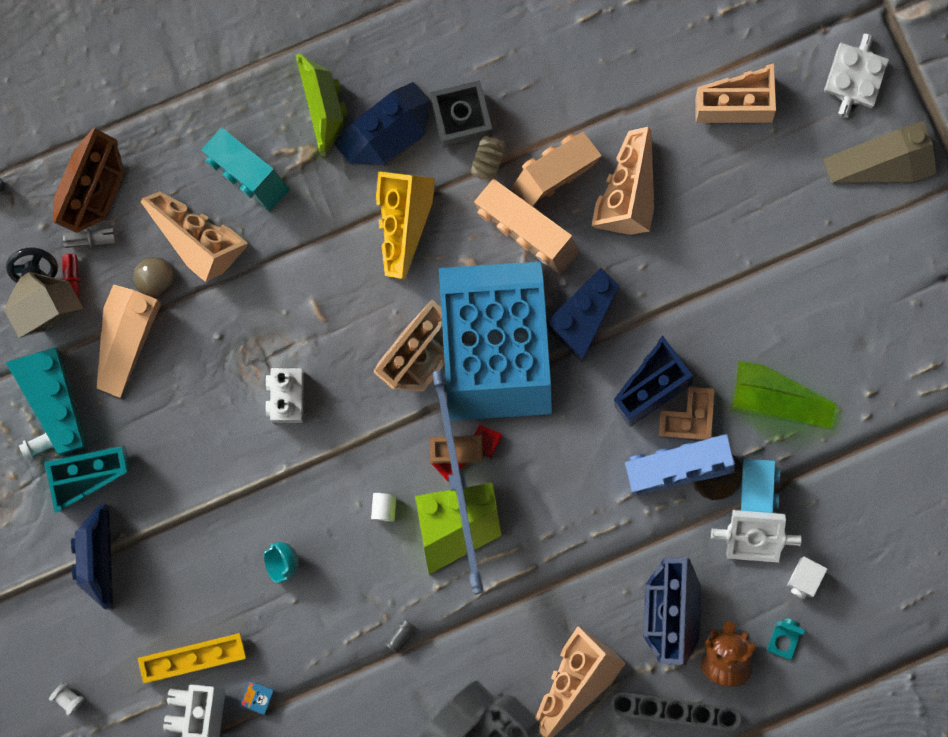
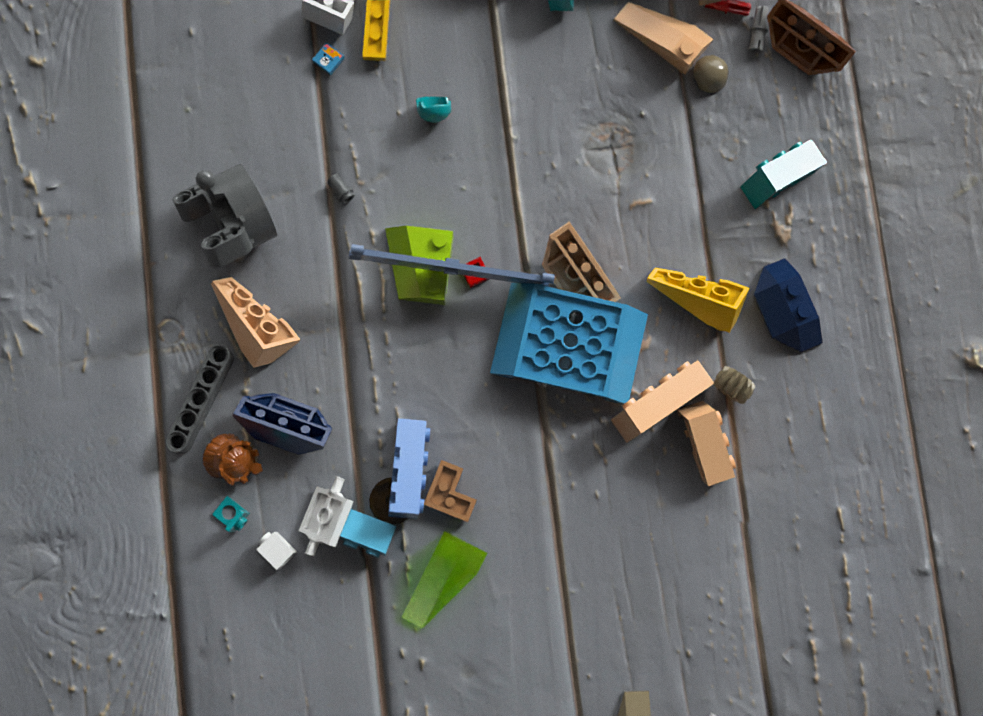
camera: 105 degrees right, 0 degrees up
(200, 244) = (731, 117): light nougat wedge -> none
(286, 395) = (574, 152): white brick -> none
(323, 102) = (823, 257): lime wedge -> none
(383, 507) = (453, 206): white beam -> none
(461, 114) = (781, 373): dark grey brick -> none
(467, 449) = (482, 288): medium nougat tile -> none
(490, 440) = (484, 309): red tile -> none
(583, 313) = (569, 427): dark blue wedge -> none
(630, 193) = (664, 502): light nougat wedge -> none
(653, 384) = (488, 468): dark blue wedge -> none
(739, 99) = (725, 629): light nougat wedge -> none

